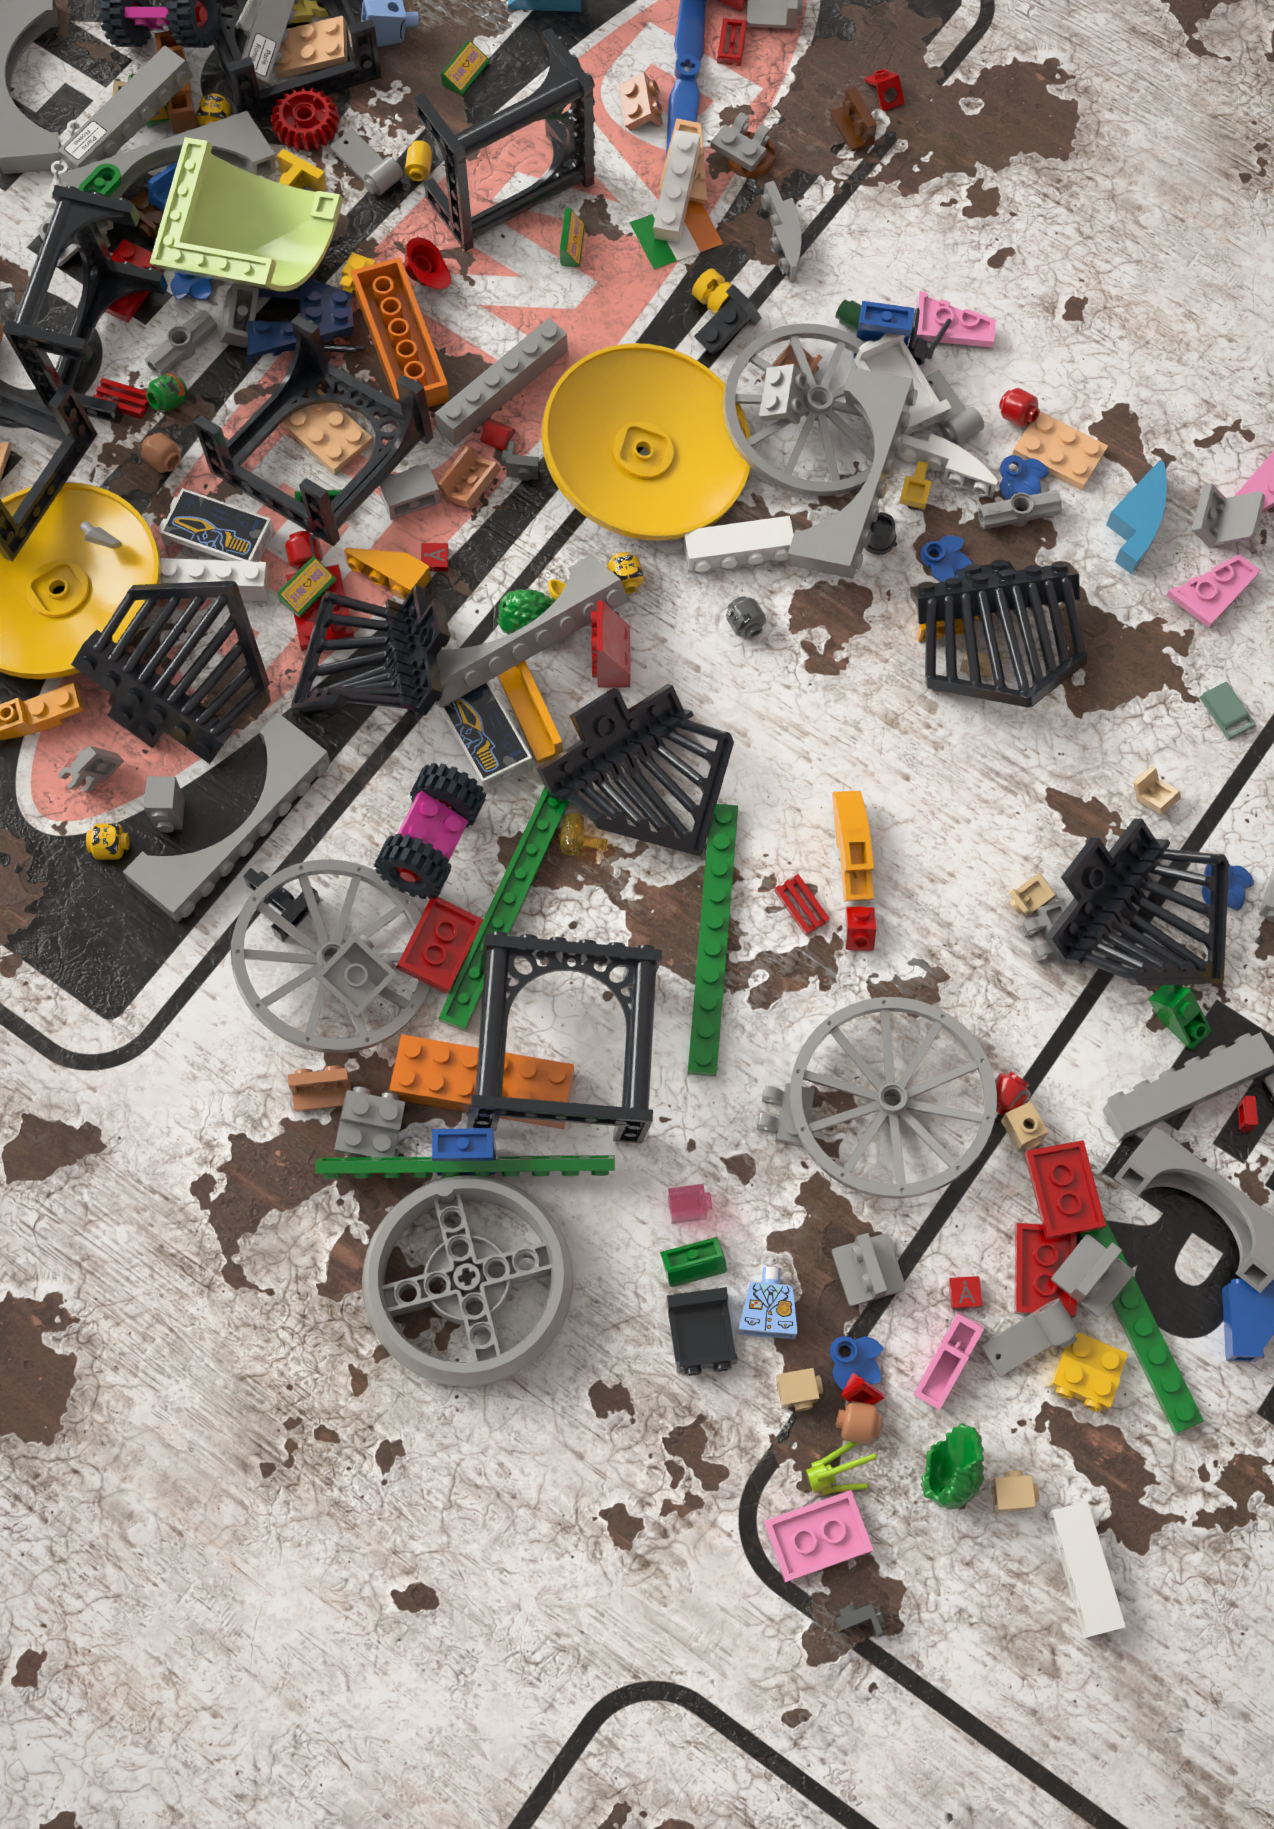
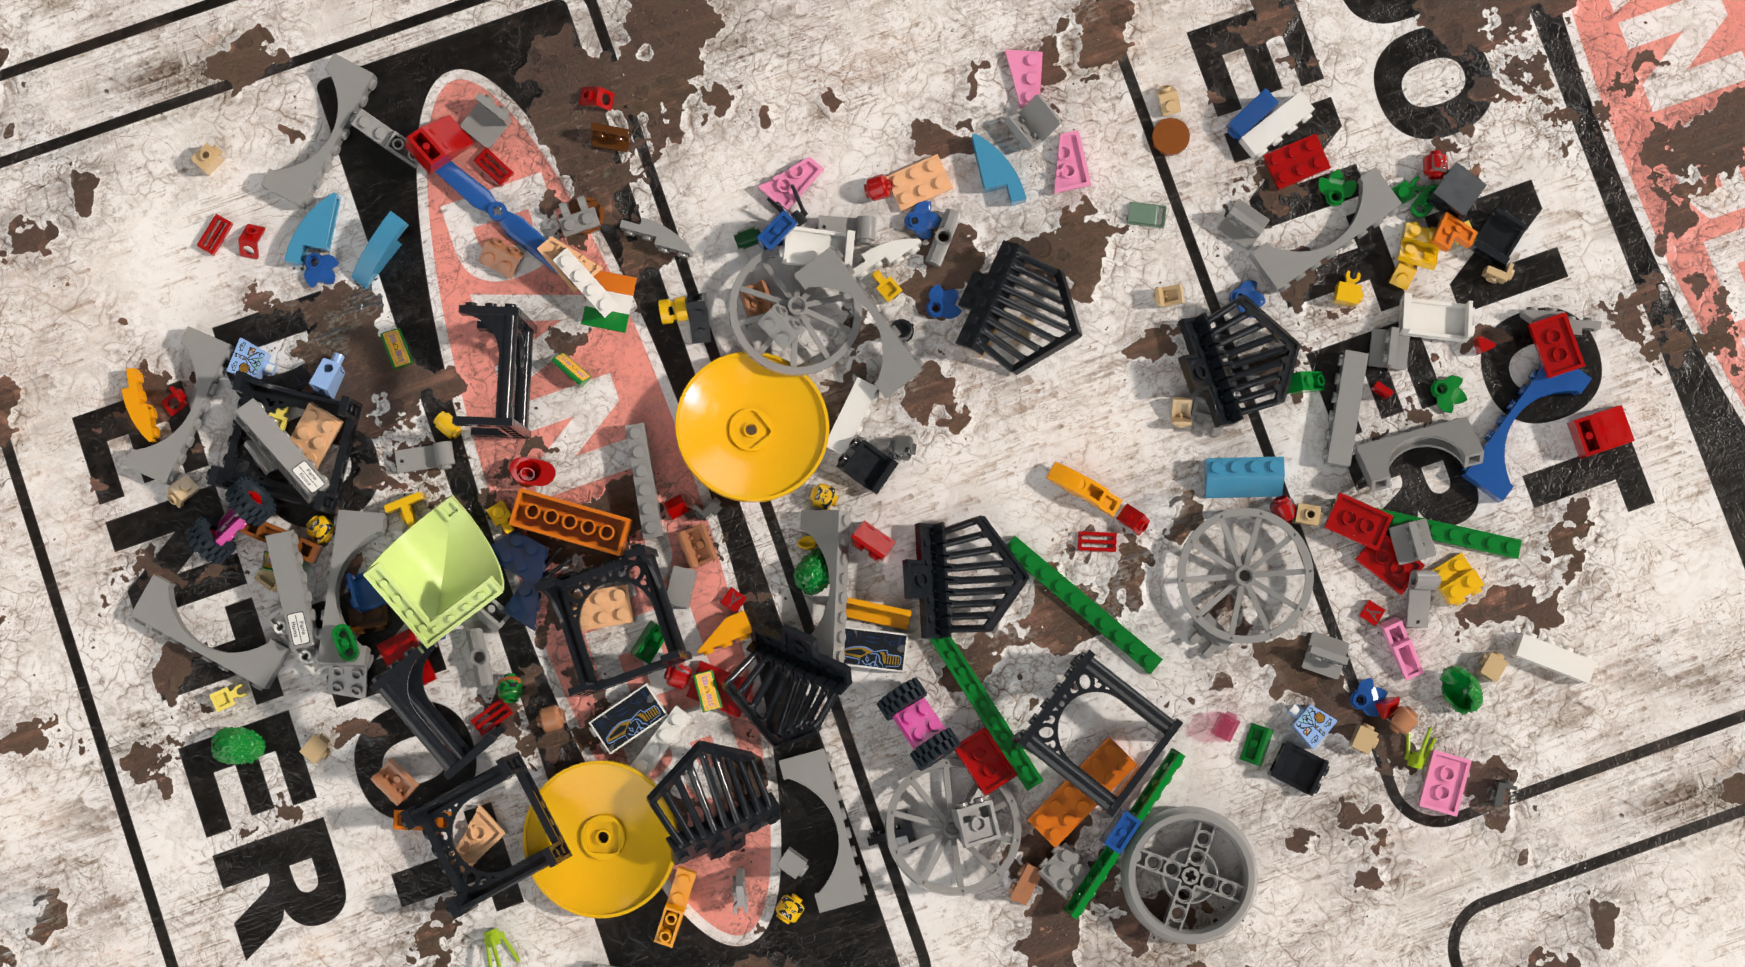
camera: 50 degrees left, 15 degrees up
(99, 536) = (595, 795): light grey bar -> none
(305, 119) = (377, 480): red gear -> none
(573, 838) = (969, 641): clear yellow piece -> none
(696, 587) = (866, 464): none -> black panel
(1011, 1019) = (1244, 477): none -> dark azure slope

